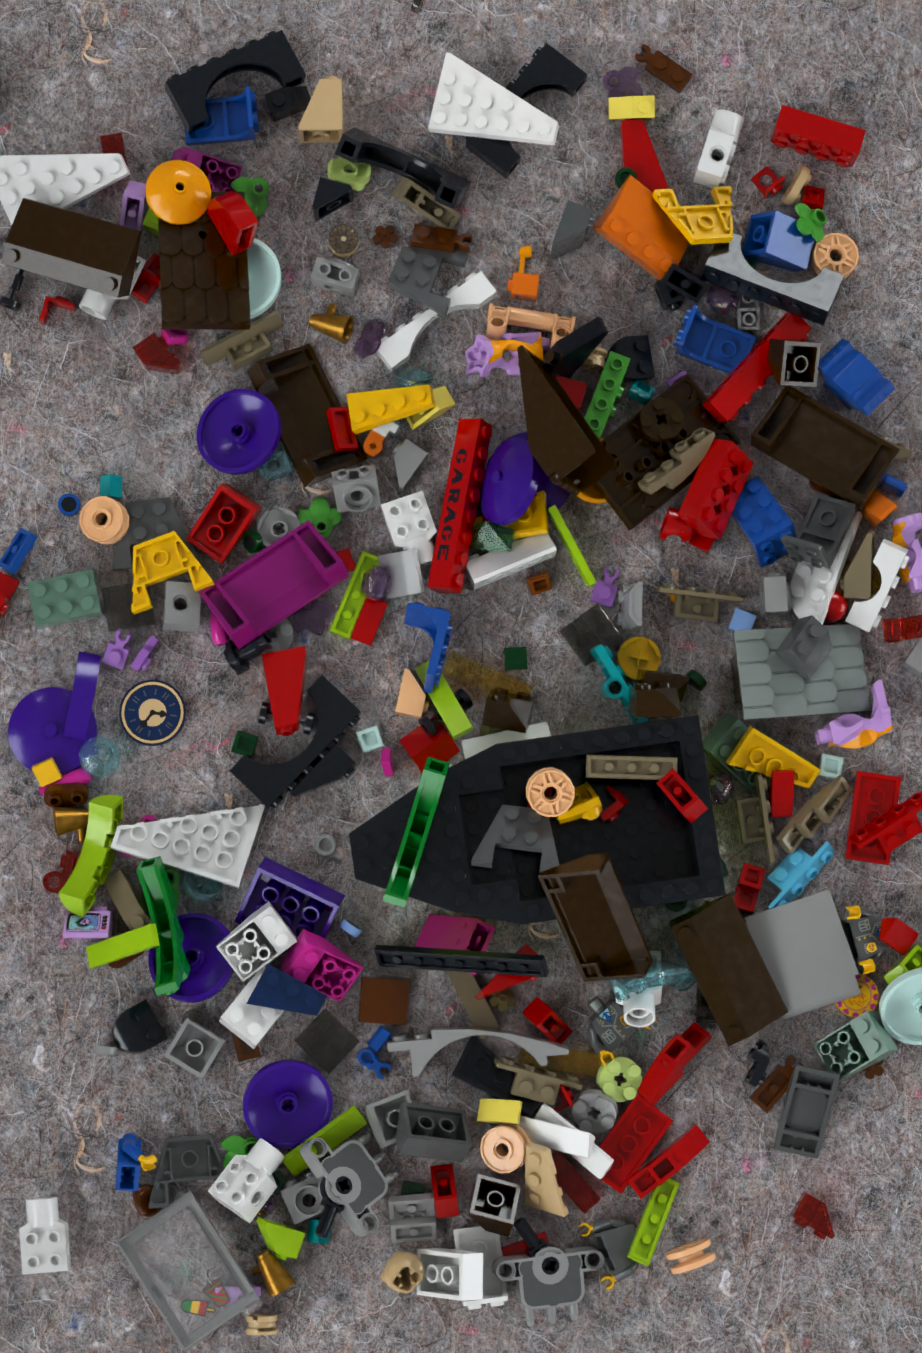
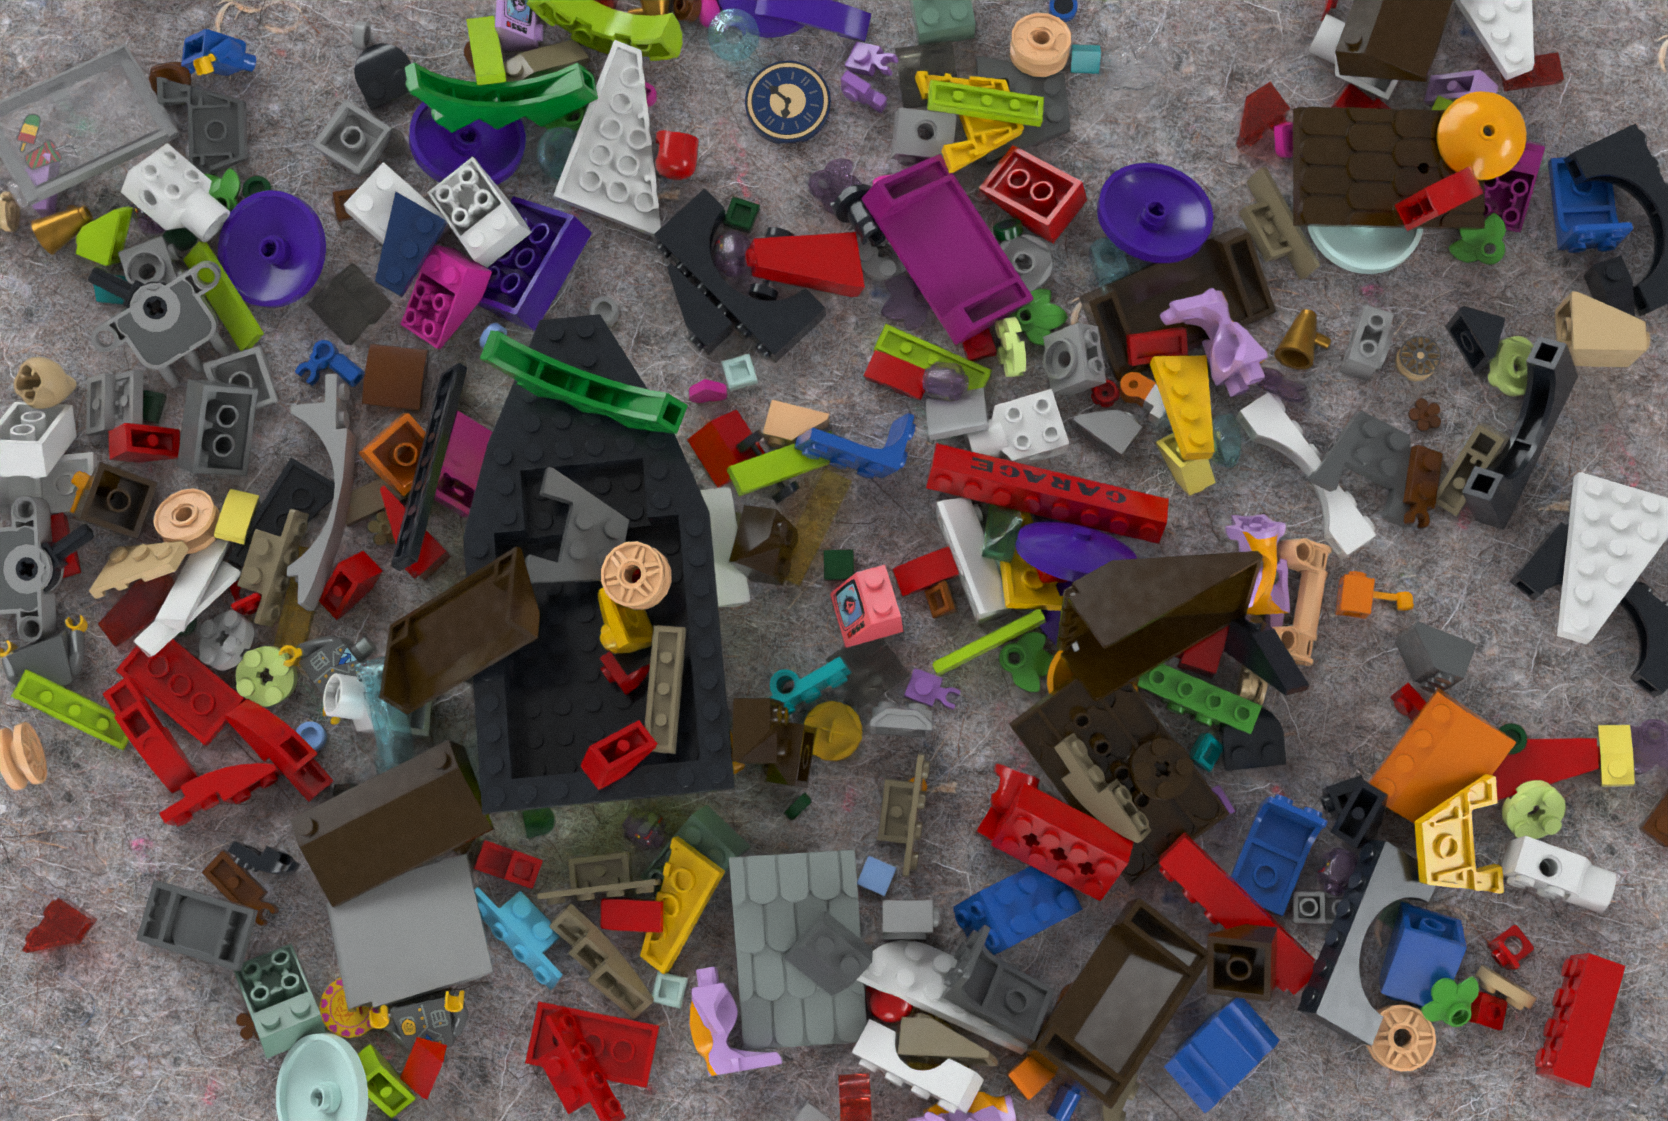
camera: 105 degrees right, 5 degrees down
(156, 559) = (985, 103): none -> lime tile
(202, 793) = (676, 154): none -> red helmet
(218, 670) = (837, 177): none -> clear purple plate
(235, 1123) = (254, 185): none -> dark green tile
(278, 748) = (730, 253): none -> clear purple head
(345, 376) = (1231, 351): none -> lavender hips
(348, 536) = (1012, 351): none -> yellowish green plate
(378, 461) = (1105, 401): none -> red plate
(446, 991) = (396, 453): none -> orange slope
(478, 1232) = (79, 480): none -> light orange hand
(518, 594) = (925, 571): none -> red slope
(548, 635) = (866, 607): none -> coral slope
(581, 516) = (1032, 664): none -> bright green plate
(599, 249) = (1408, 701): none -> red plate
(659, 1041) = (313, 734): none -> light blue tile
(682, 168) = (1545, 820): none -> yellowish green plate
(700, 1097) = (230, 783): none -> red slope

